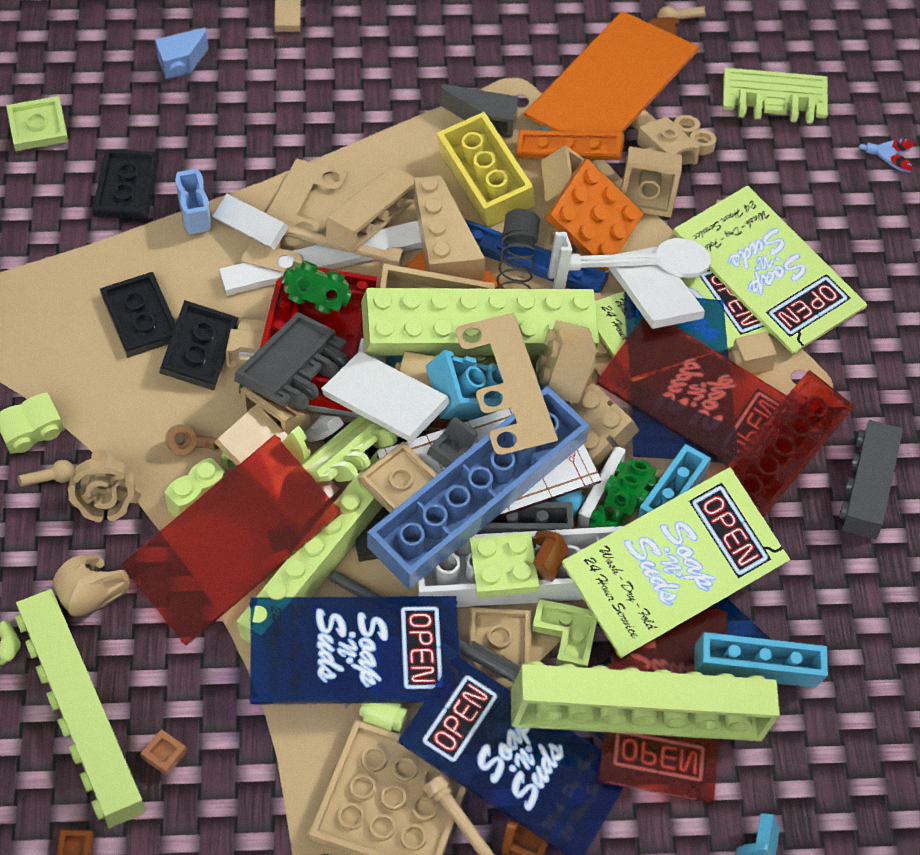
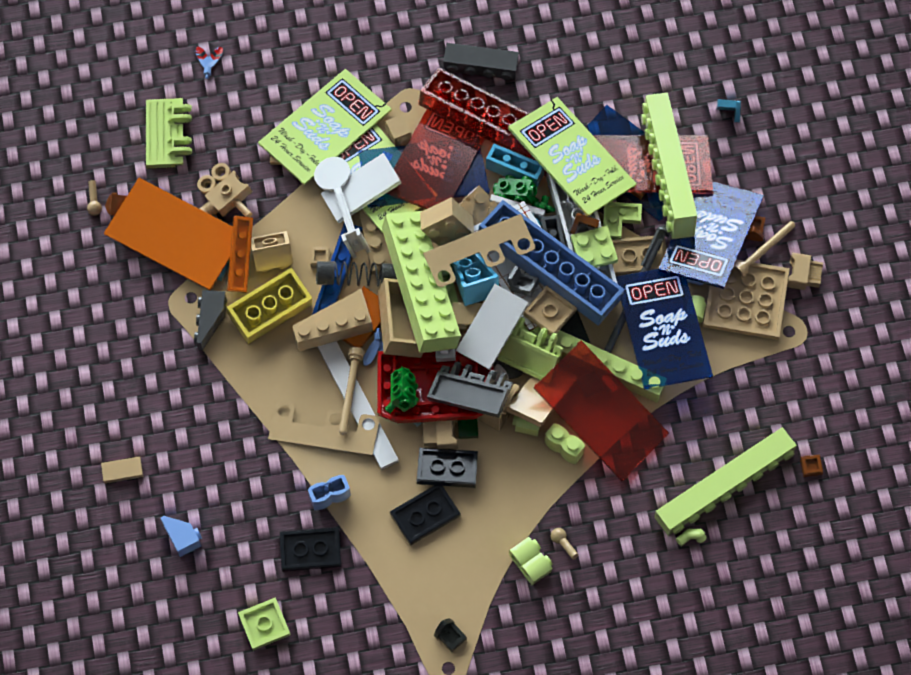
camera: 95 degrees left, 10 degrees up
(85, 589) = (650, 497): tan helmet -> none
(104, 484) = (574, 498): tan piece -> none
(163, 752) = (744, 427): nougat plate -> none
(190, 441) = (525, 461): medium nougat plate -> none
(250, 221) = (340, 451): white tile -> none
(295, 444) = (529, 380): yellowish green tile -> none
(370, 209) = (319, 371): tan brick -> none
(594, 213) = (304, 230): orange plate -> none
(652, 180) = (266, 199): tan slope -> none
(746, 657) = (623, 111): medium azure brick -> none

